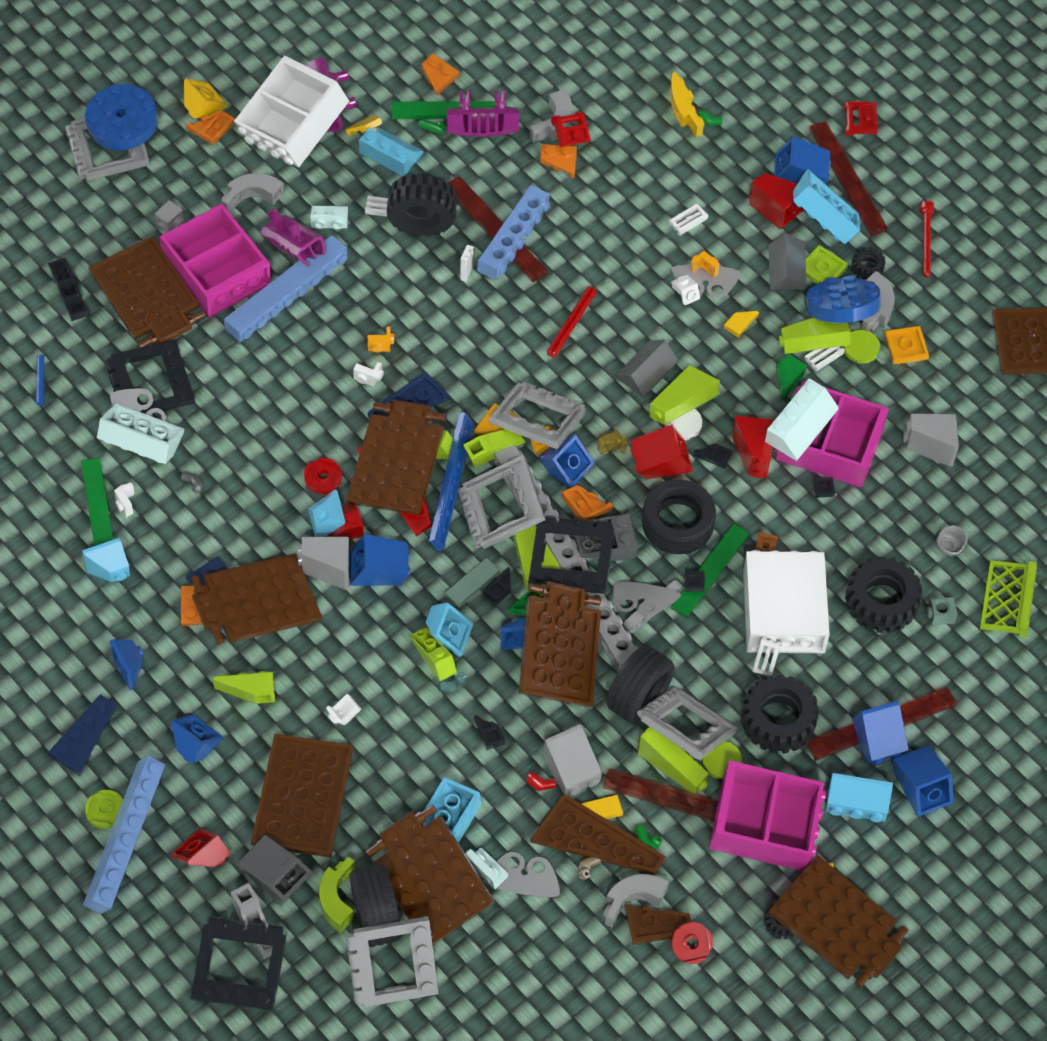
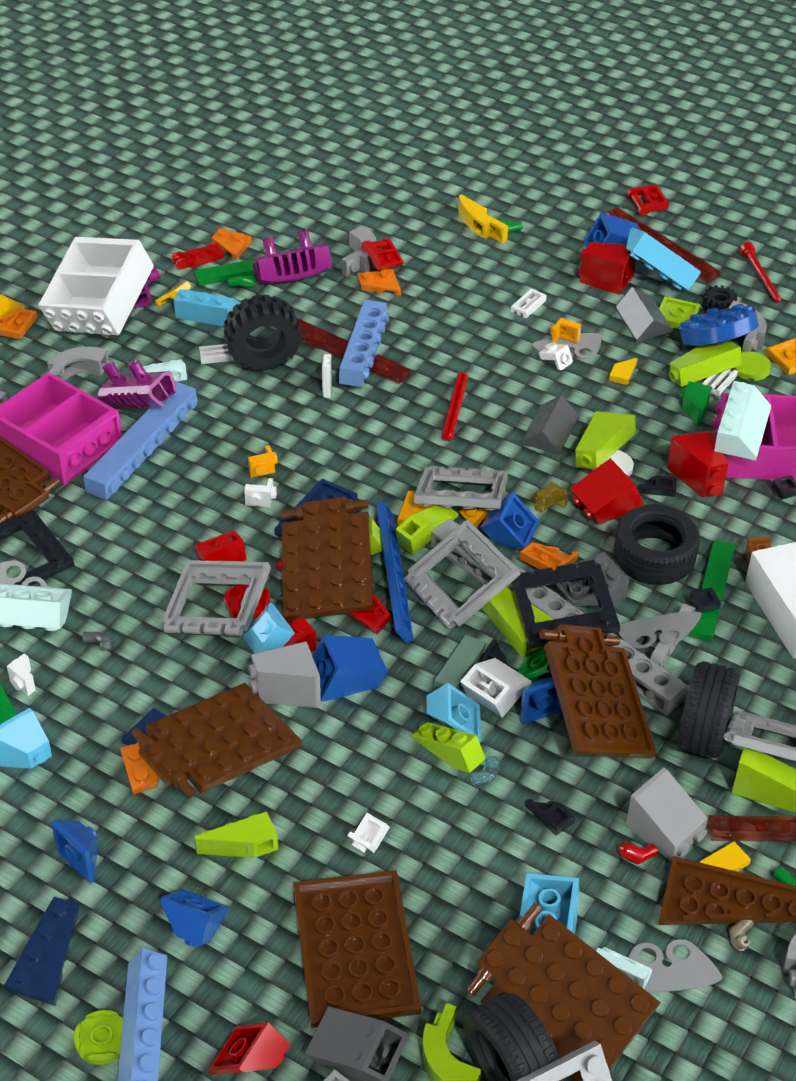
camera: 15 degrees left, 15 degrees down
(308, 447) = (216, 572): none -> light grey hinge
(315, 424) = (222, 548): none -> red hinge
(401, 83) = (197, 256): none -> red hinge
(489, 611) = (494, 685): none -> white slope

